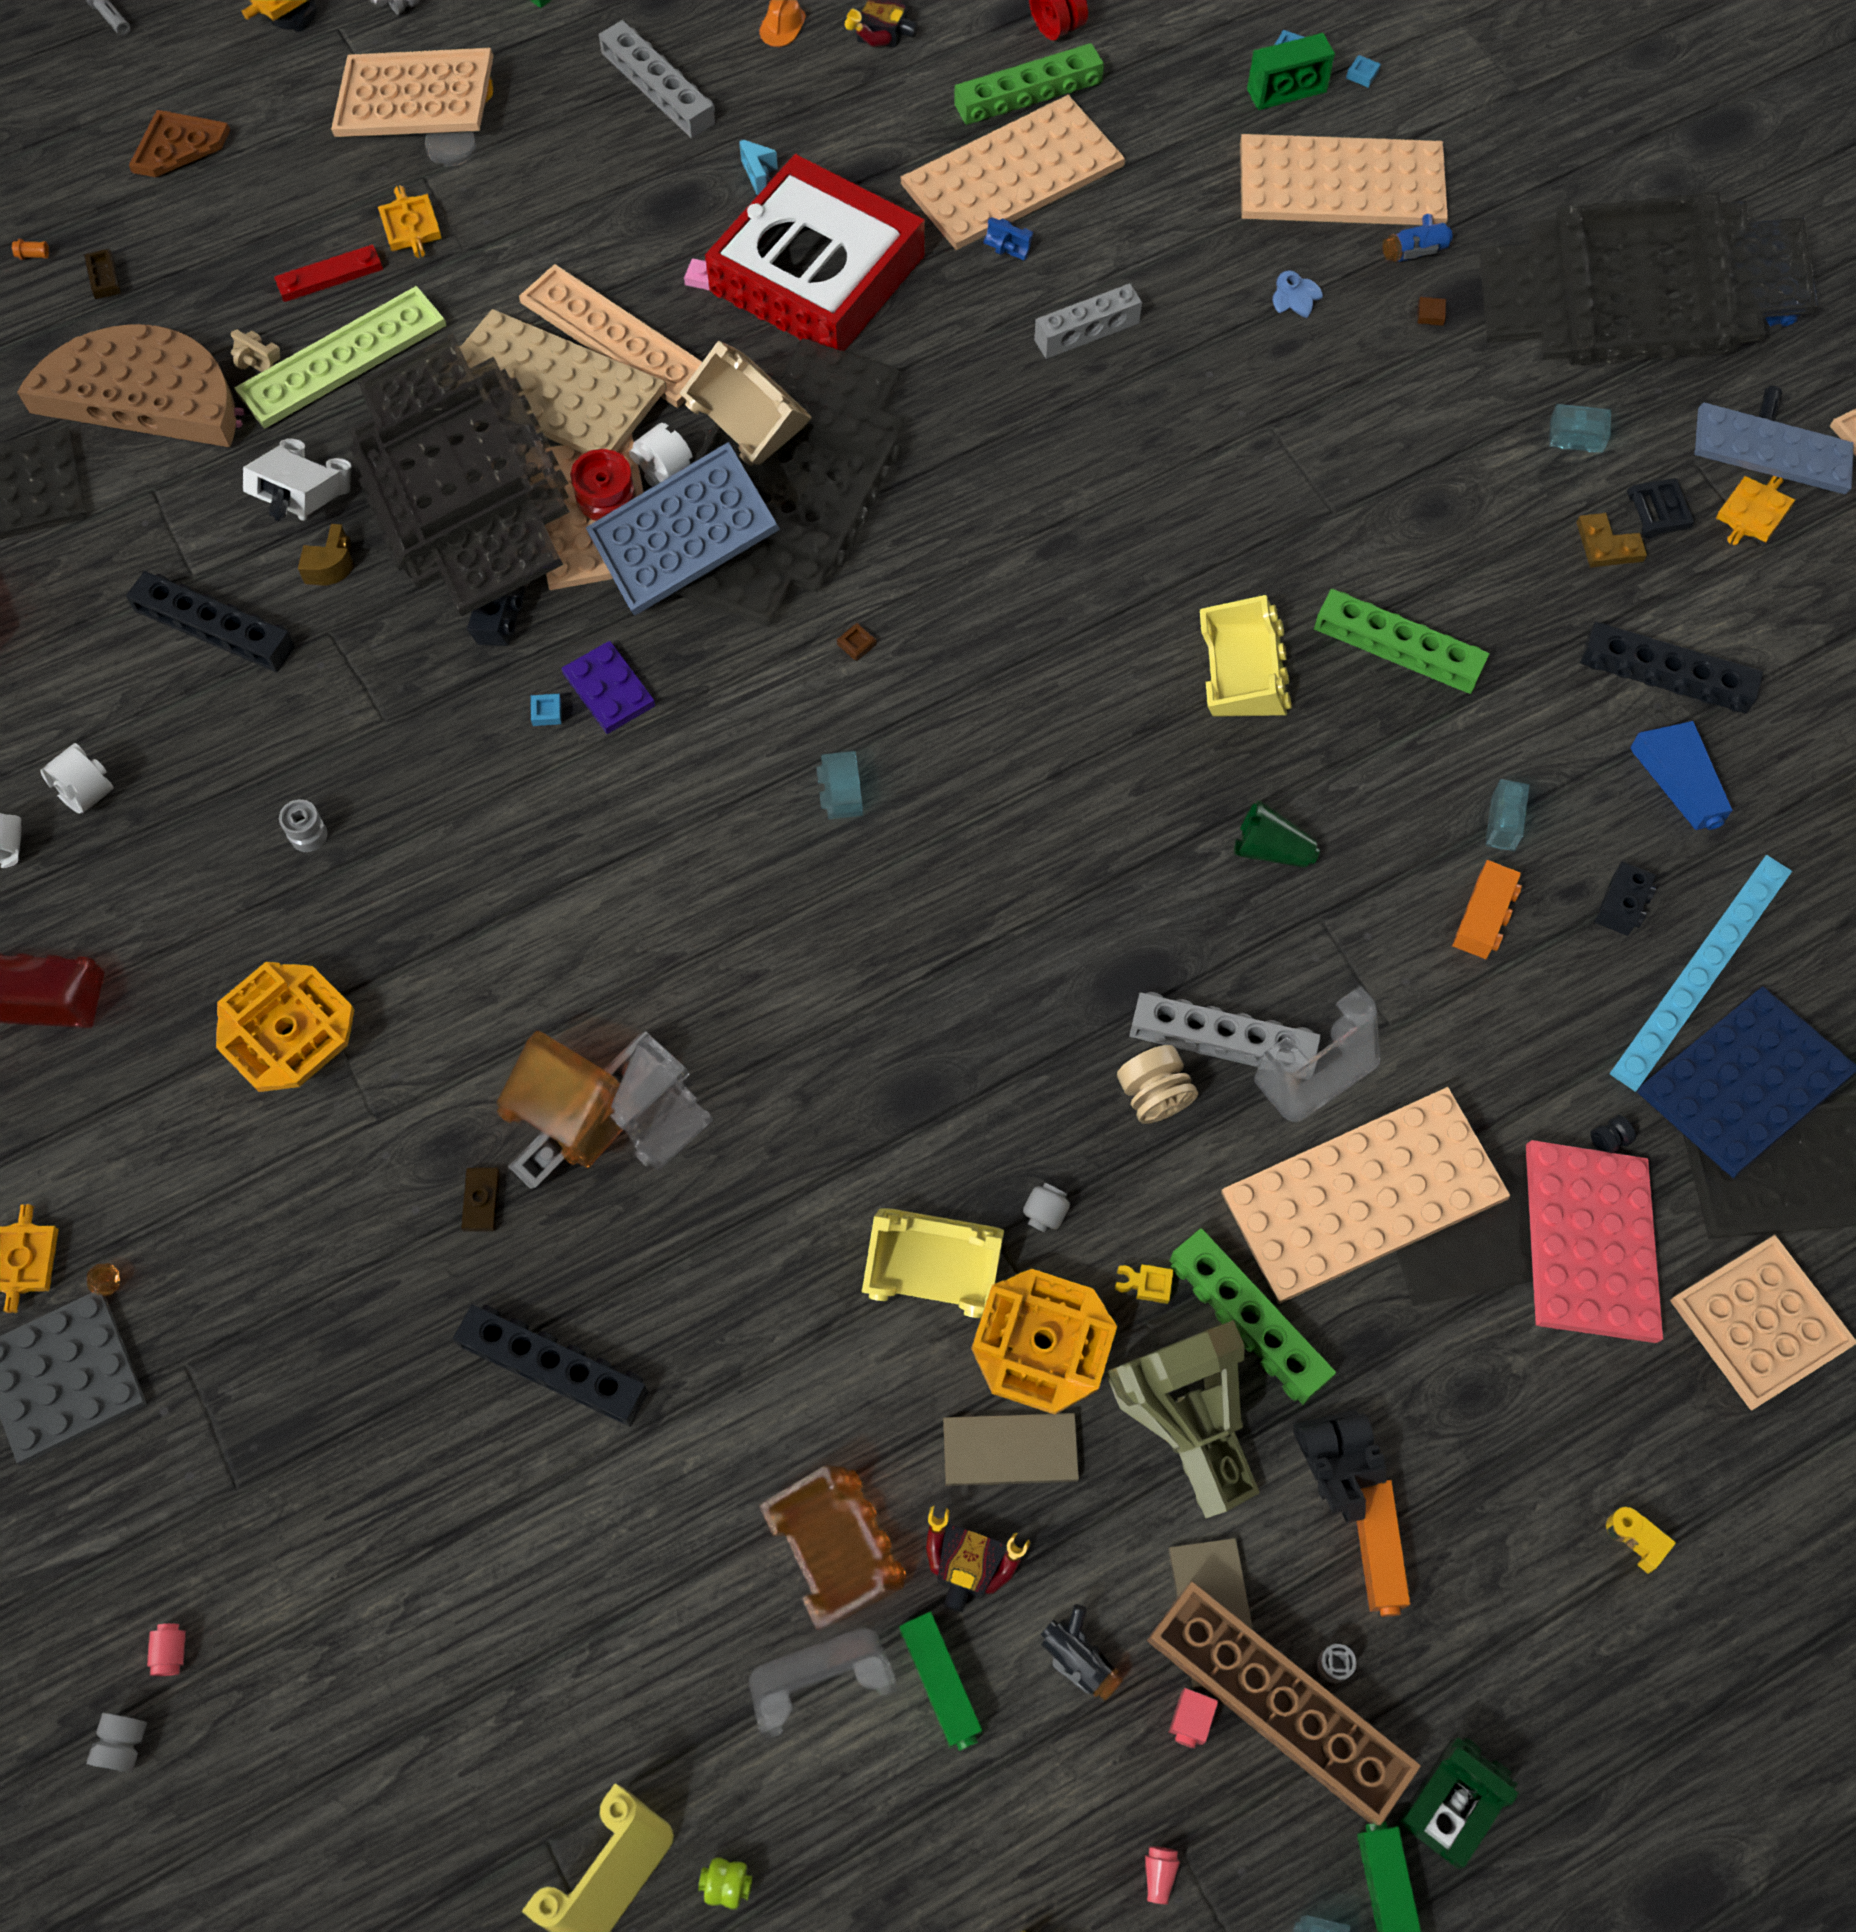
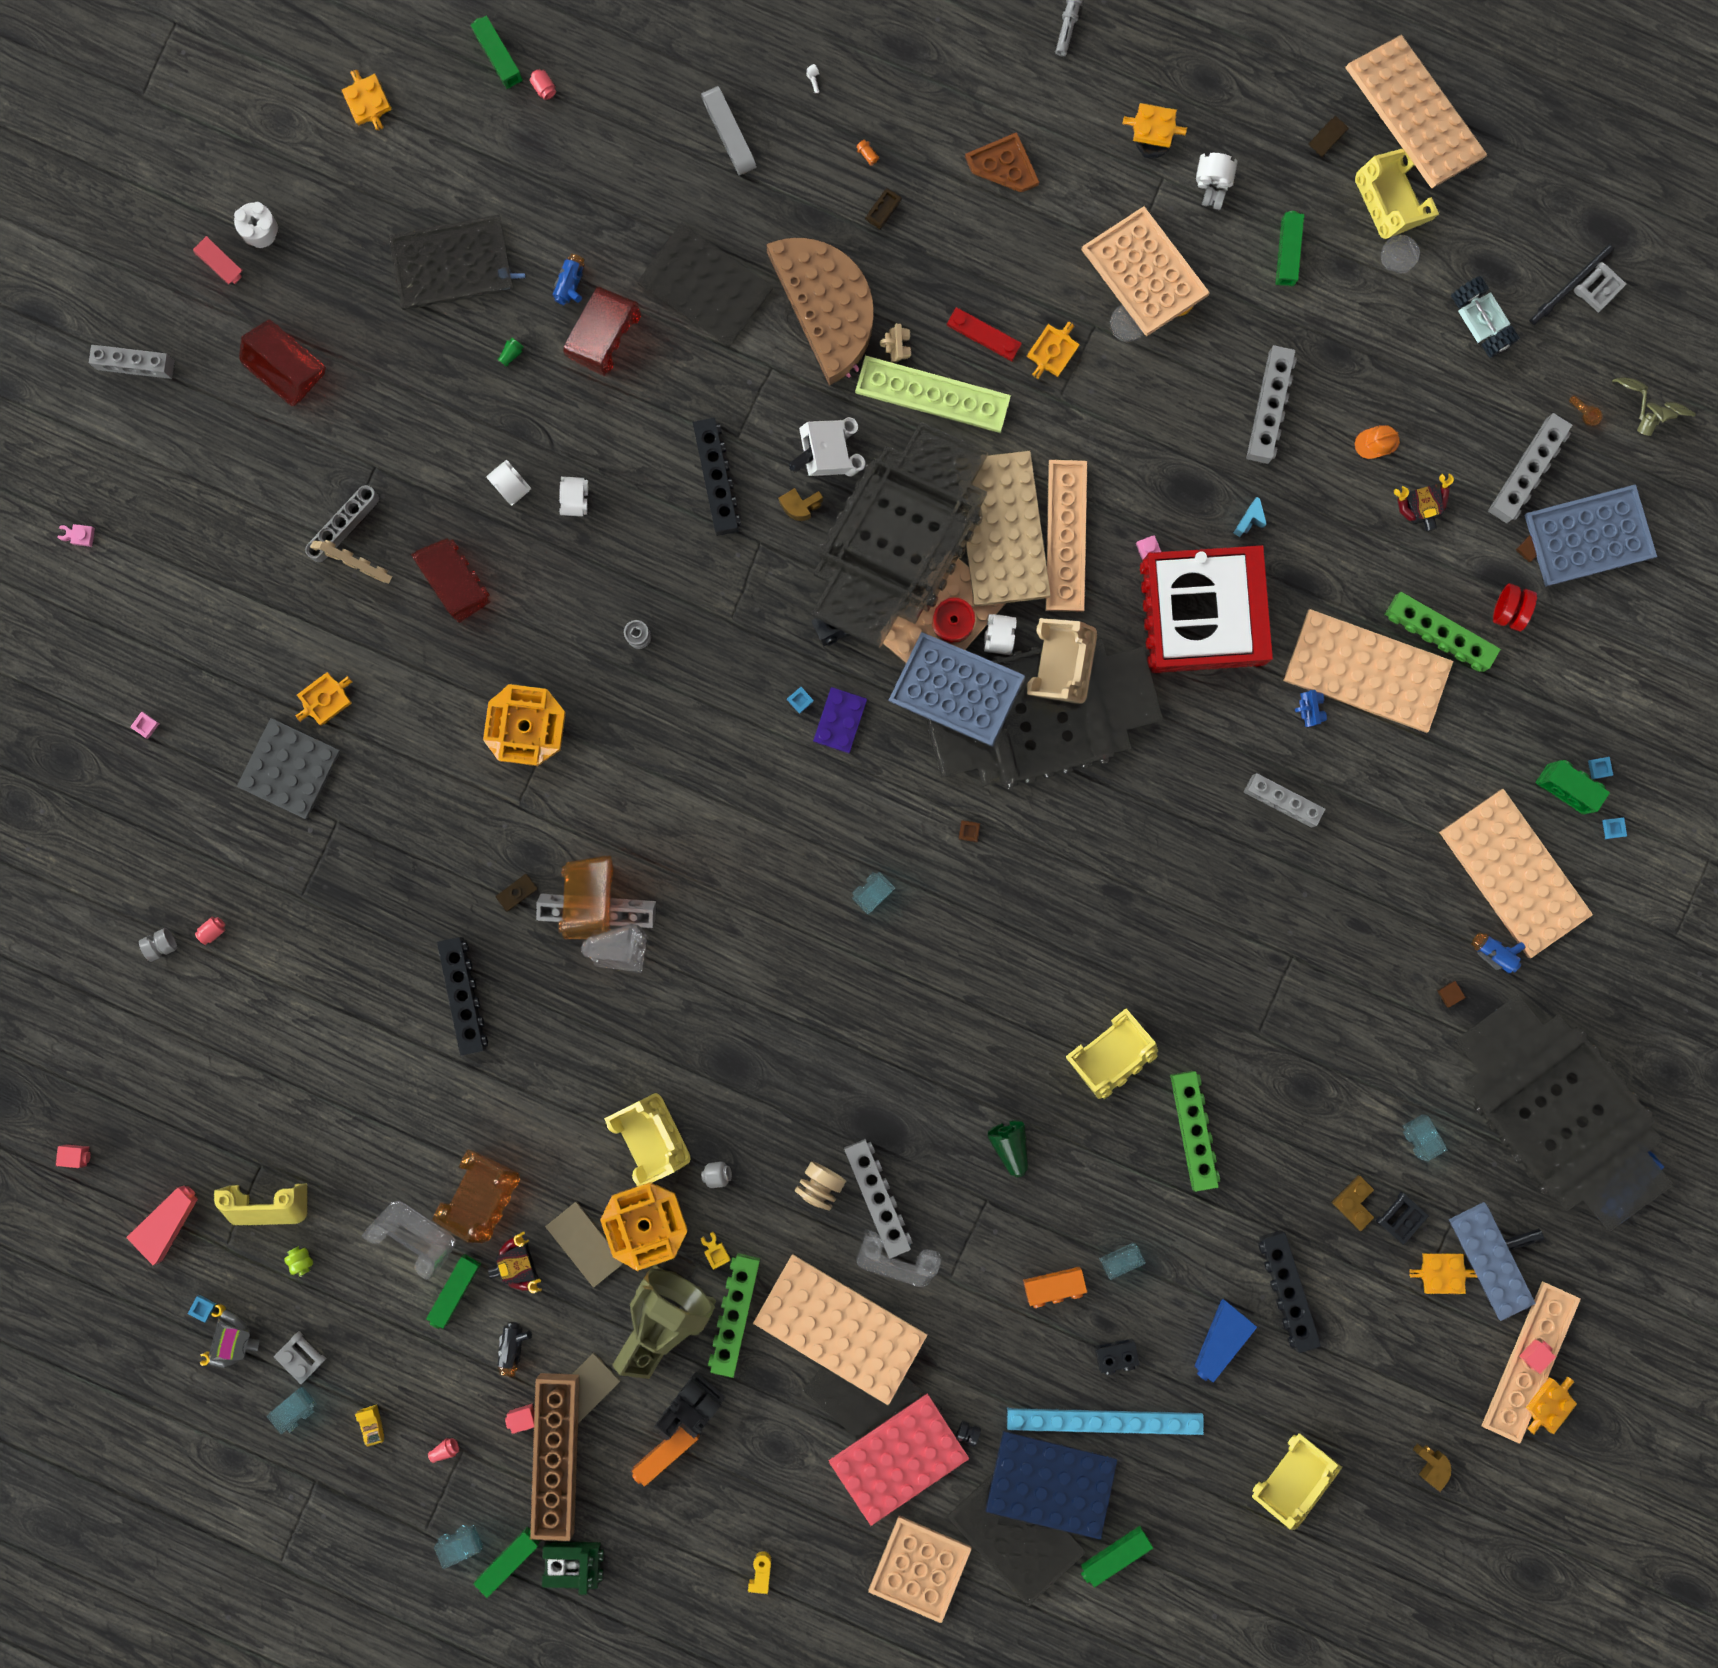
camera: 50 degrees right, 20 degrees up
(103, 1279) = (344, 747): clear orange tile -> none
(1296, 296) = (1401, 909): medium blue plate -> none
(1331, 1667) = (595, 1464): light grey wheel -> none

